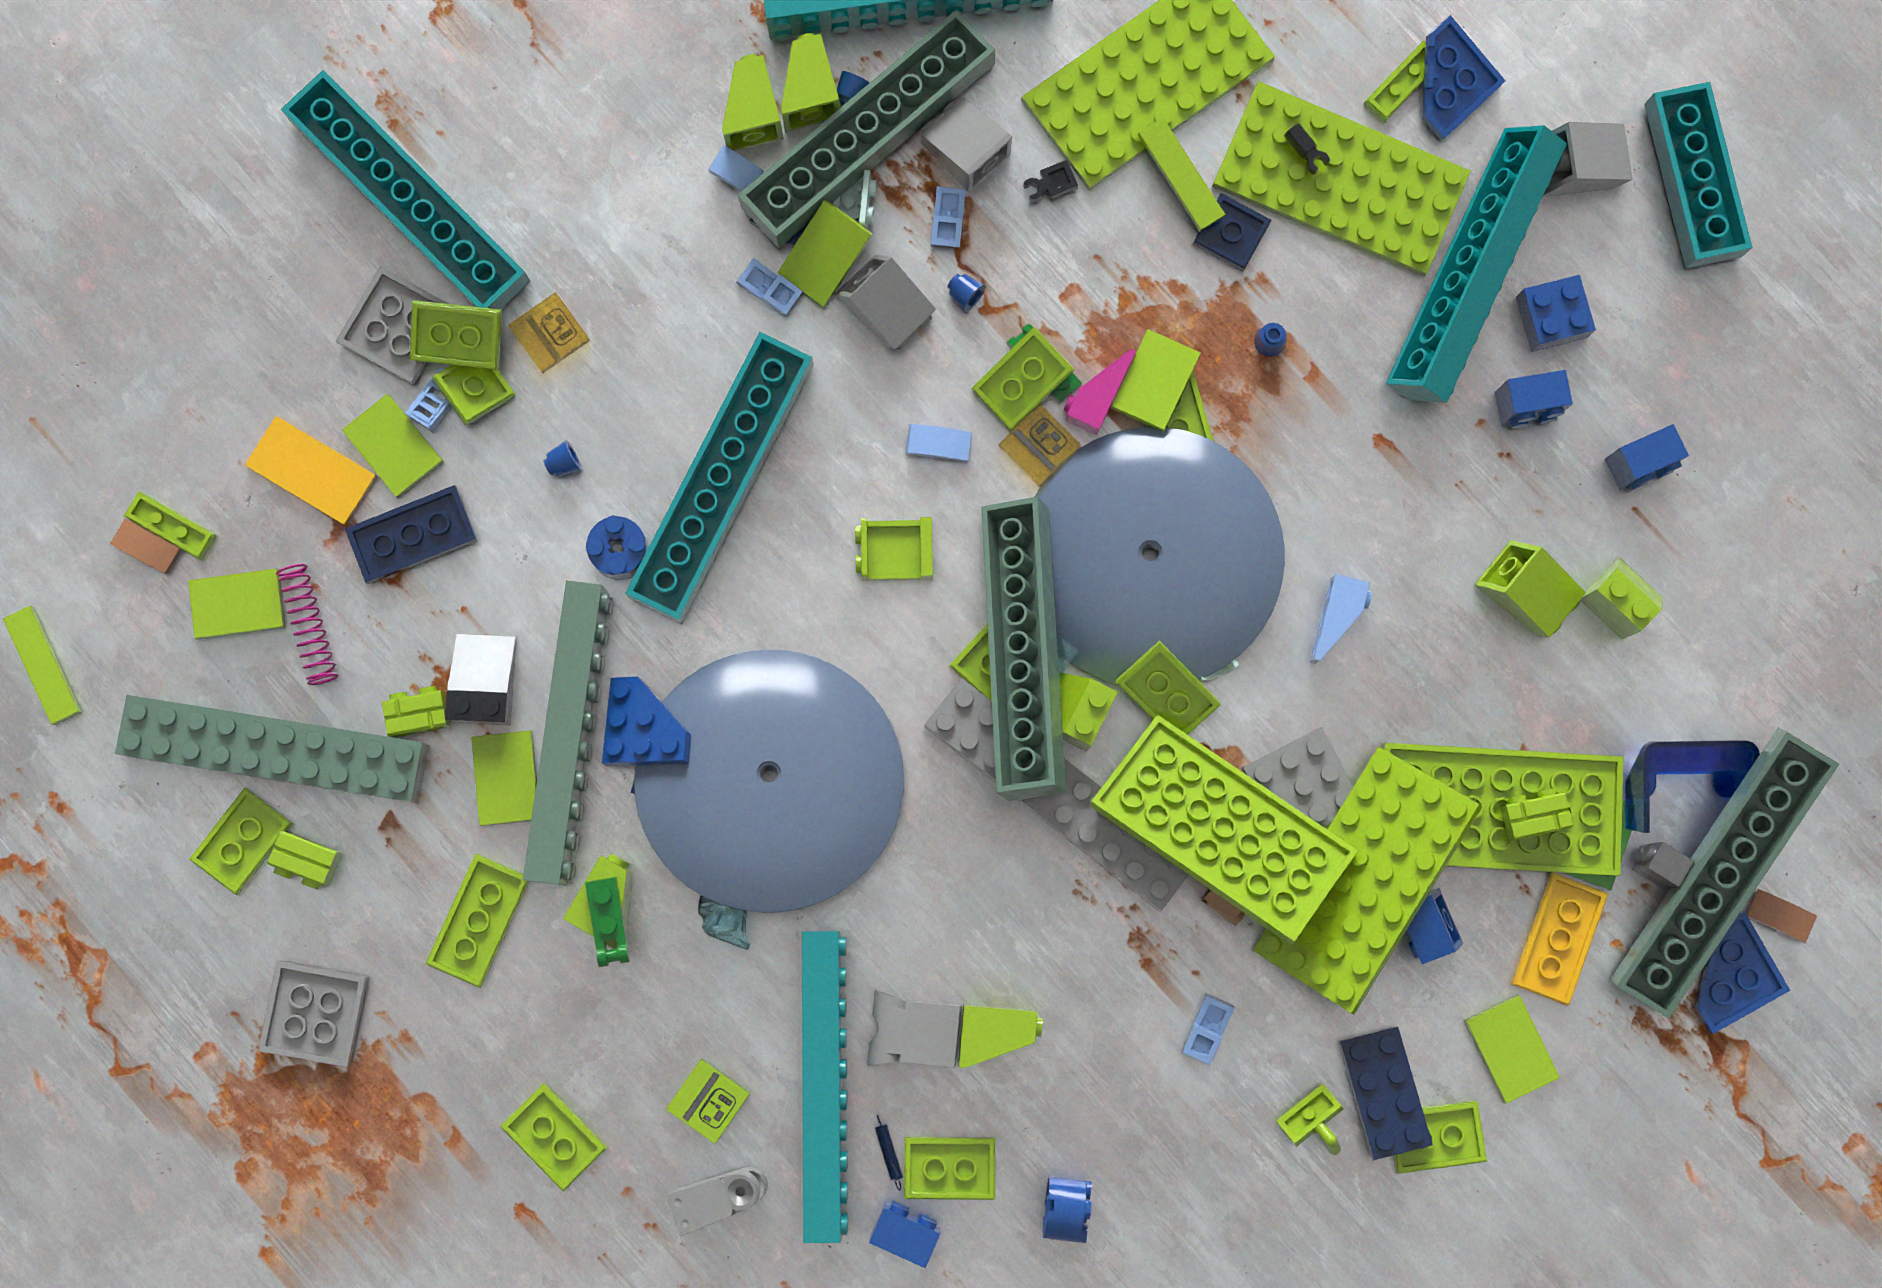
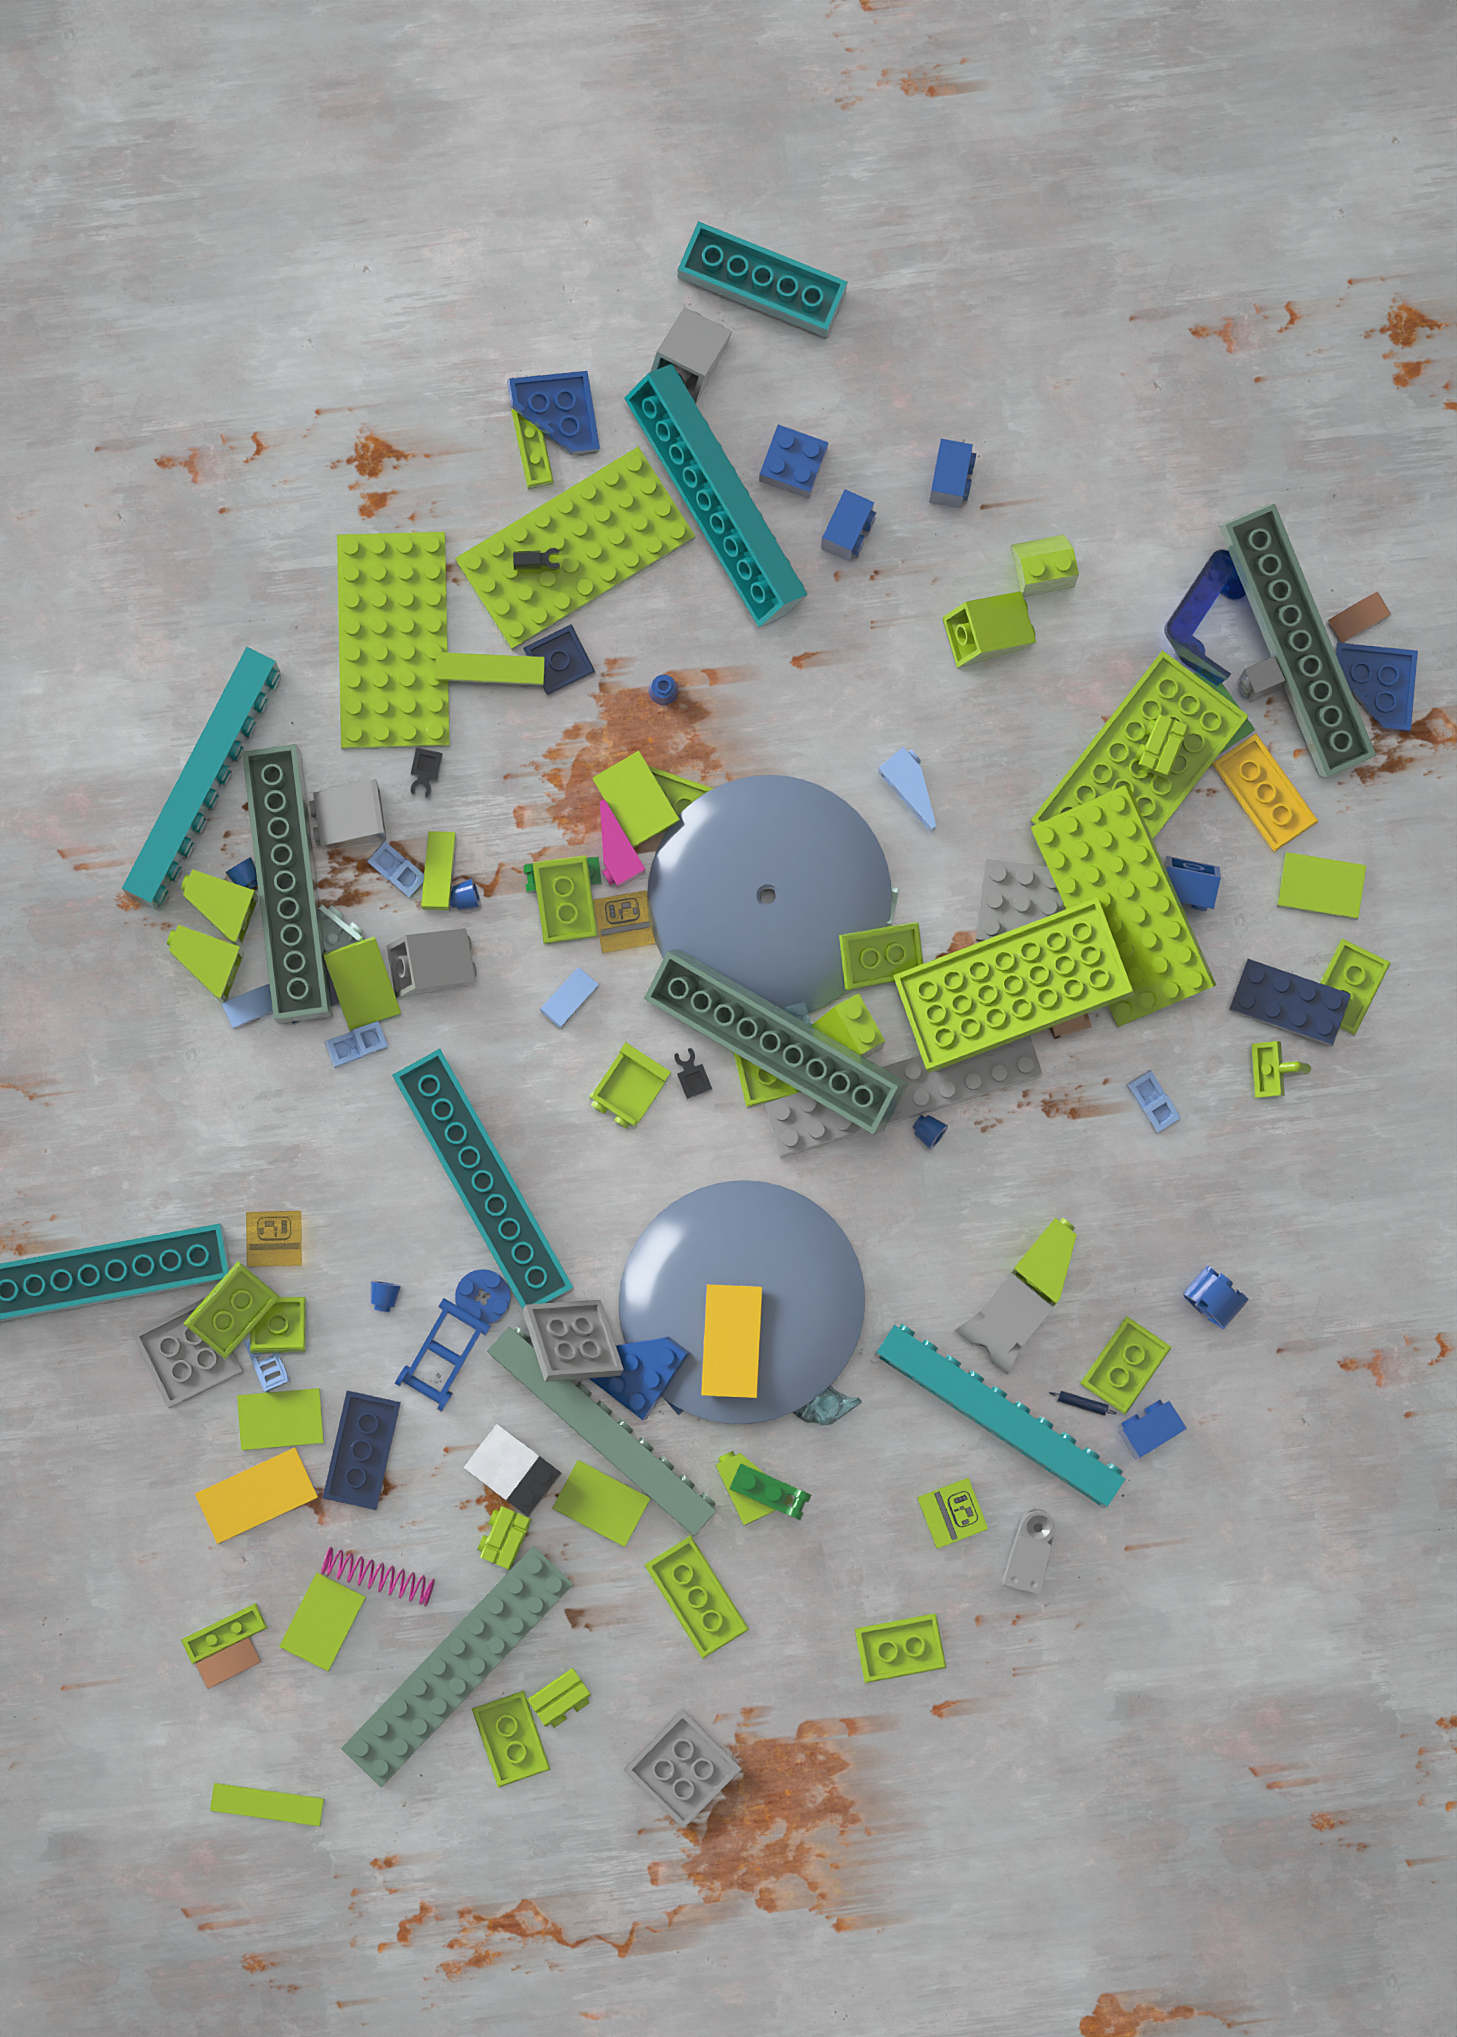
camera: 55 degrees left, 0 degrees up
(506, 527) = (406, 1375): none -> blue piece
(628, 650) = (572, 1340): none -> light grey plate
(722, 793) = (732, 1341): none -> yellow tile
(941, 600) = (693, 1078): none -> black plate
(971, 252) = (438, 870): none -> lime tile
(1040, 843) = (929, 1130): none -> blue hat

